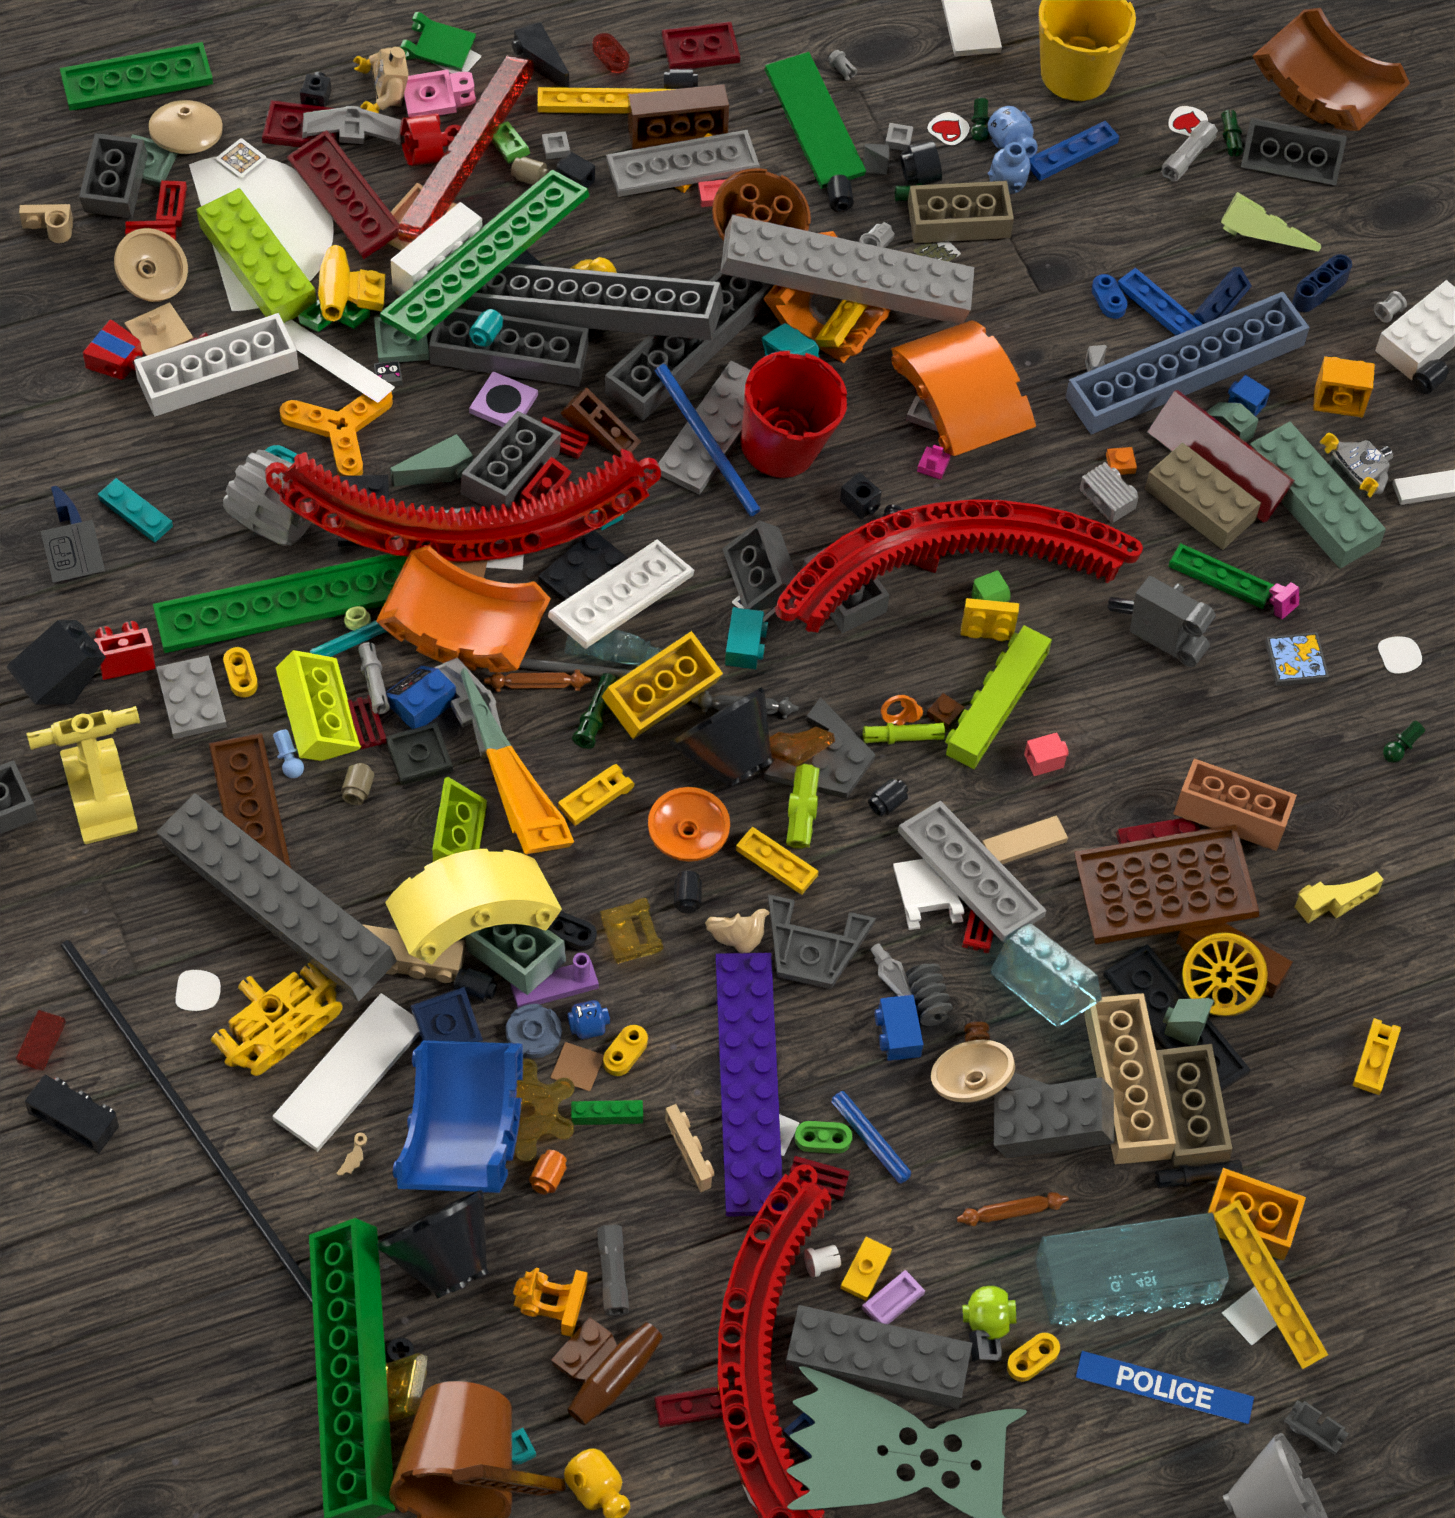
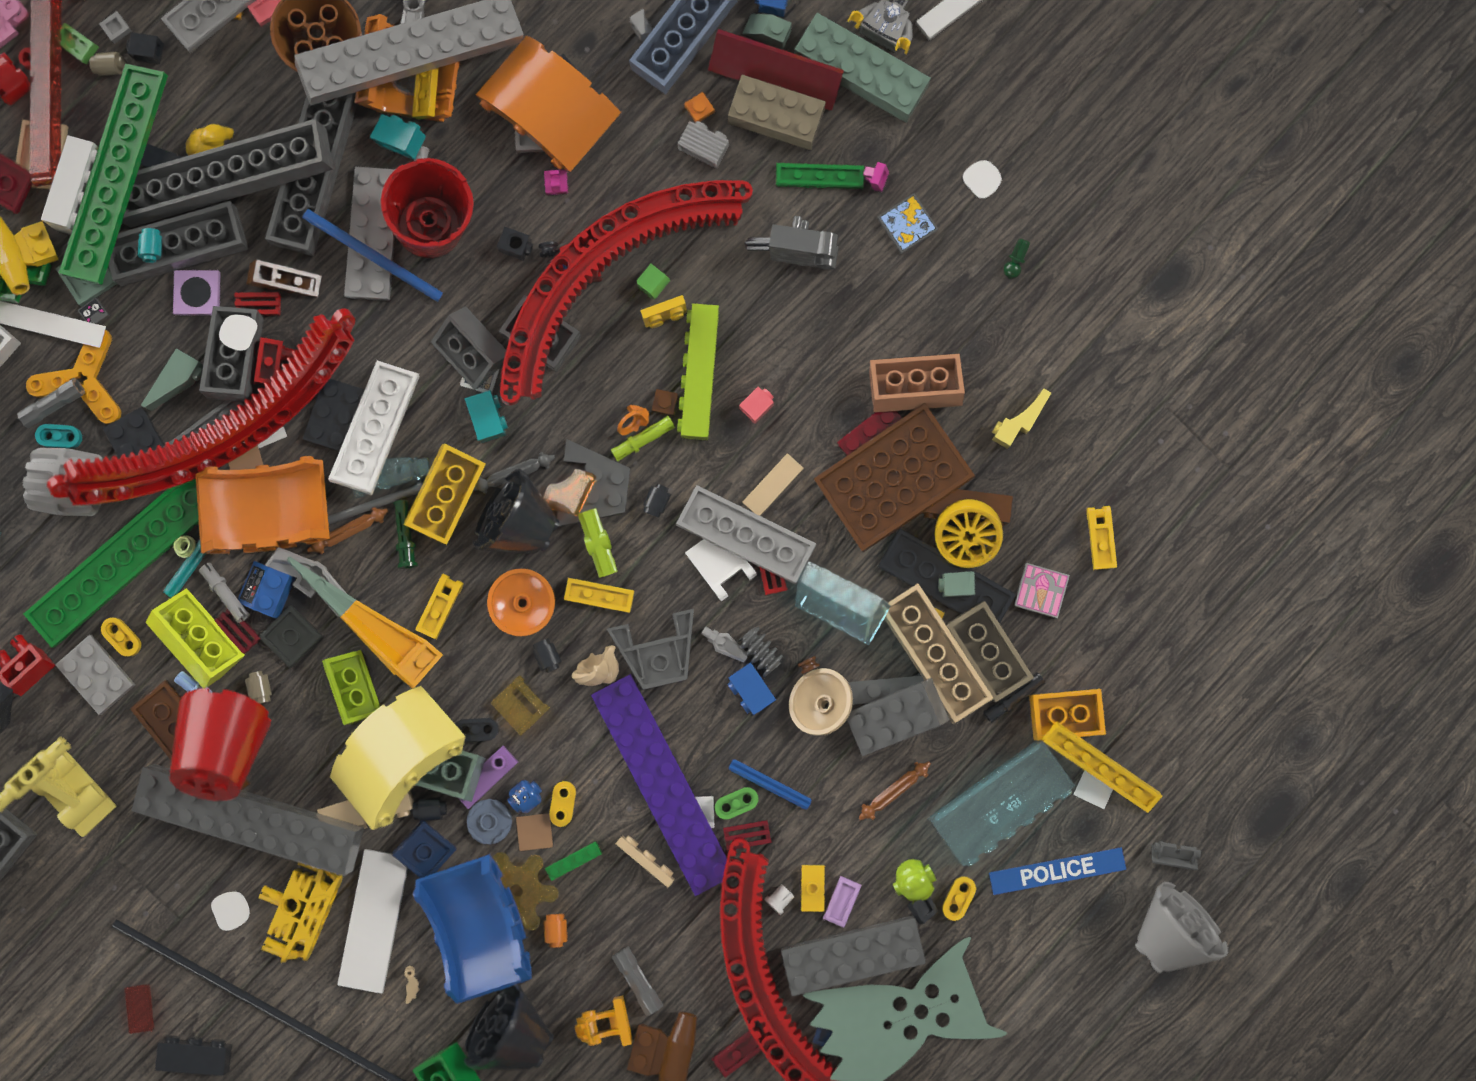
camera: 20 degrees left, 25 degrees up
(280, 431) = (55, 400): none -> dark grey axle
(294, 792) = (216, 743): none -> red cone
(530, 442) = (238, 331): none -> white sticker
(1282, 1080) = (1041, 590): none -> tile

